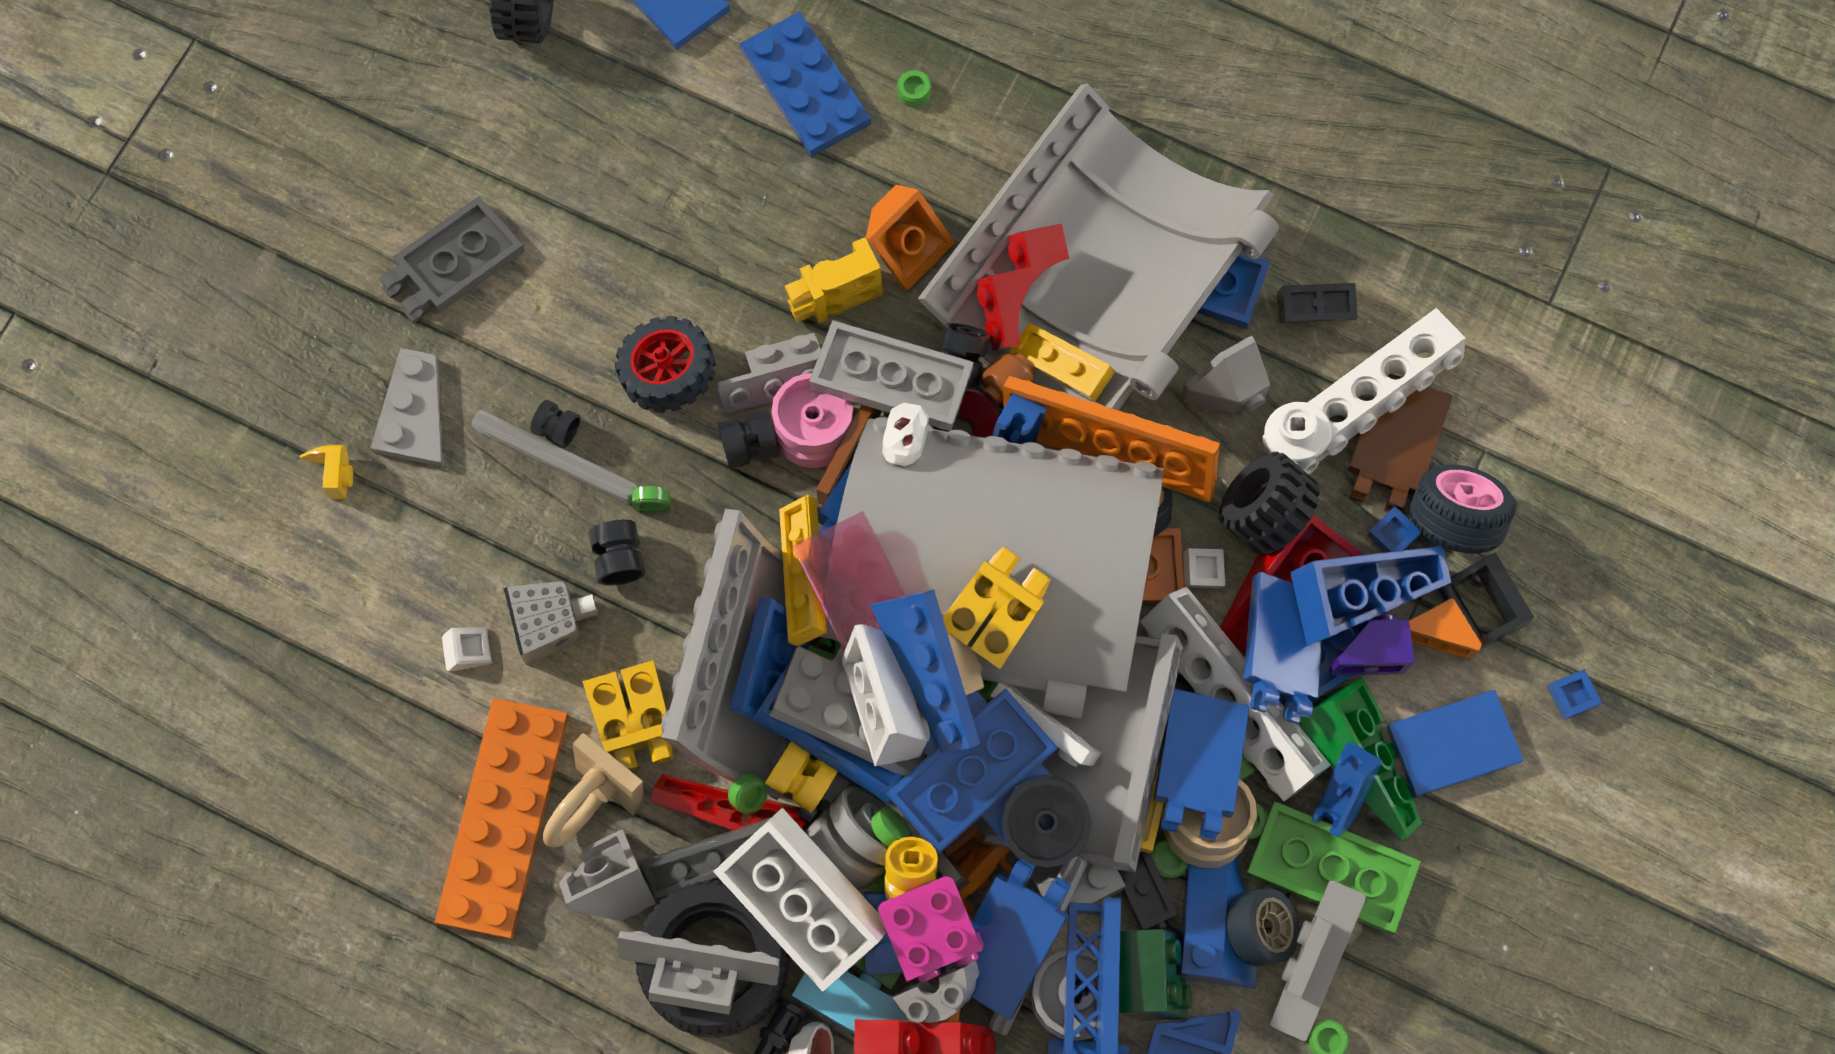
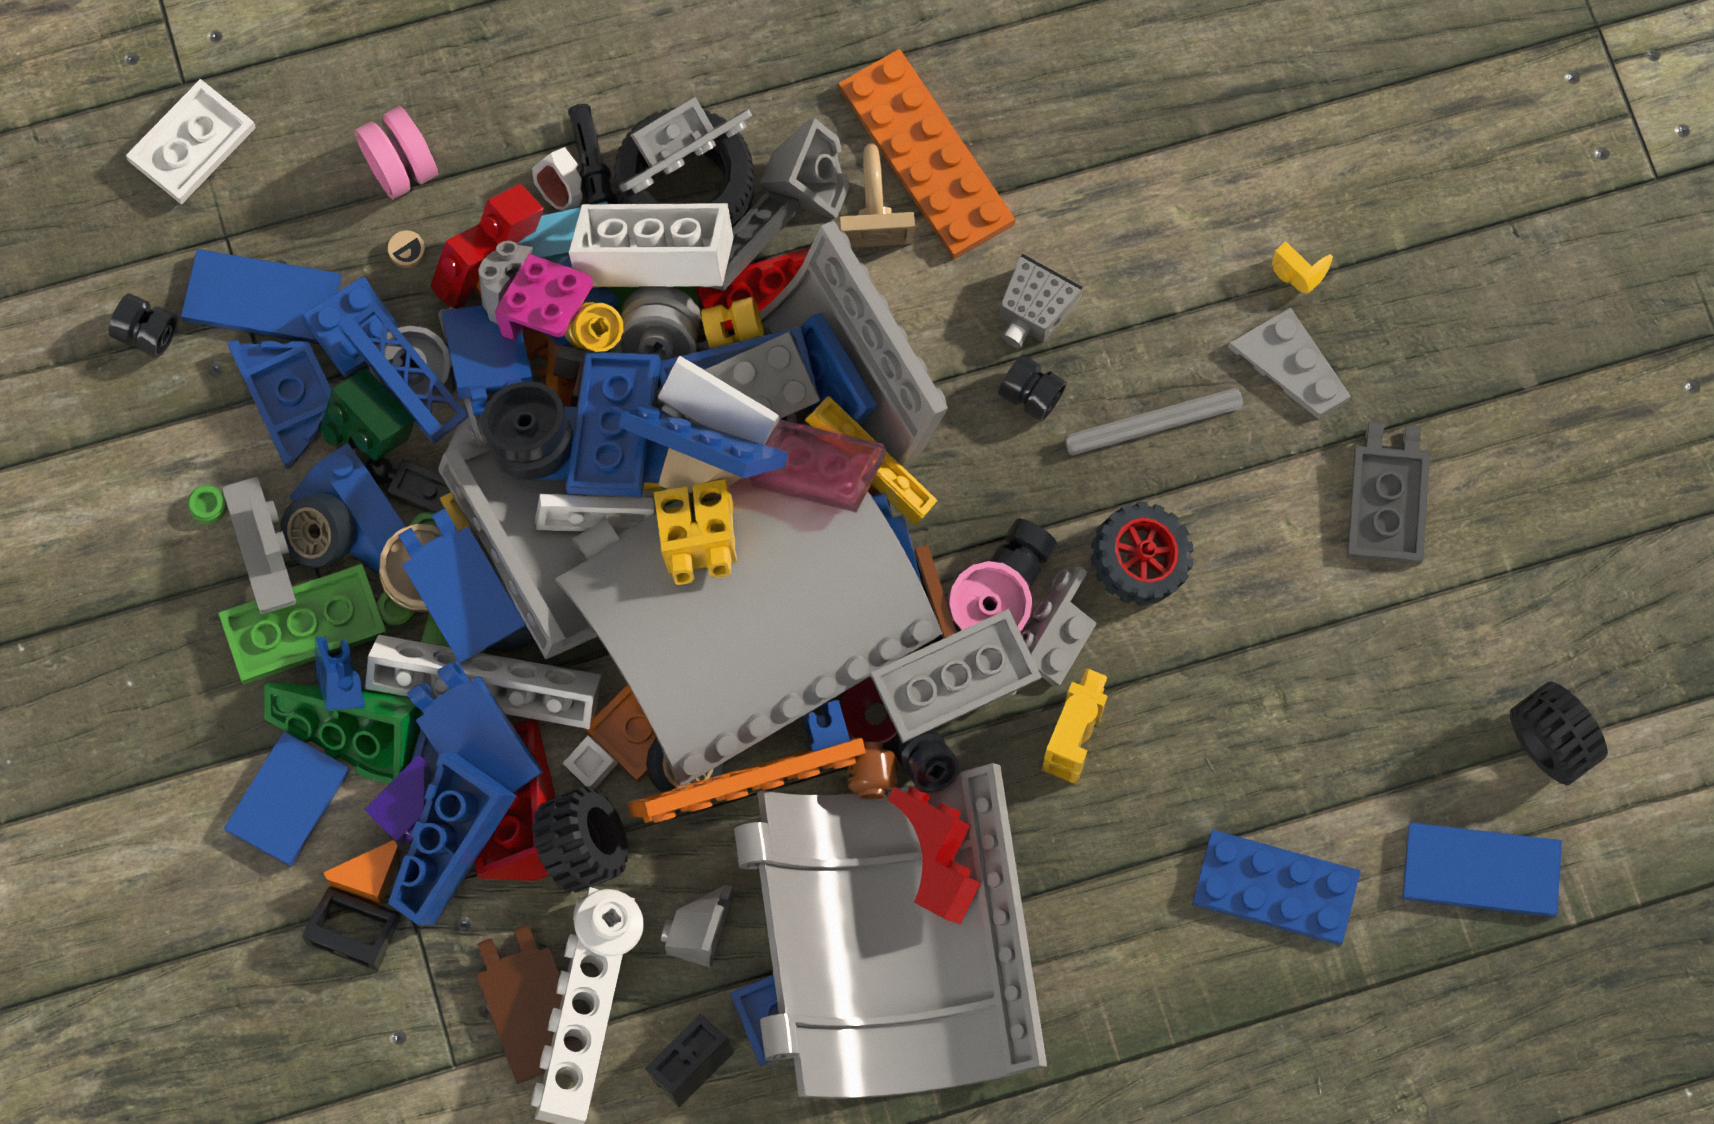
camera: 135 degrees right, 0 degrees up
(466, 648) = (1071, 238): white slope -> none
(555, 423) = (1177, 441): black wheel -> none
(633, 728) = (913, 287): yellow hips -> none
(651, 499) = (1049, 451): bright green tile -> none
(748, 793) = (765, 293): bright green tile -> none
(889, 826) = (637, 341): bright green tile -> none
(905, 434) = (890, 616): white rock -> none
(907, 234) = (1067, 822): orange slope -> none
(914, 88) = (1186, 964): bright green tile -> none
(1064, 362) = (841, 815): yellow plate -> none
(1394, 532) = (467, 922): blue plate -> none
(1462, 509) = (427, 973): black wheel -> none
(1574, 694) = (224, 914): blue plate -> none

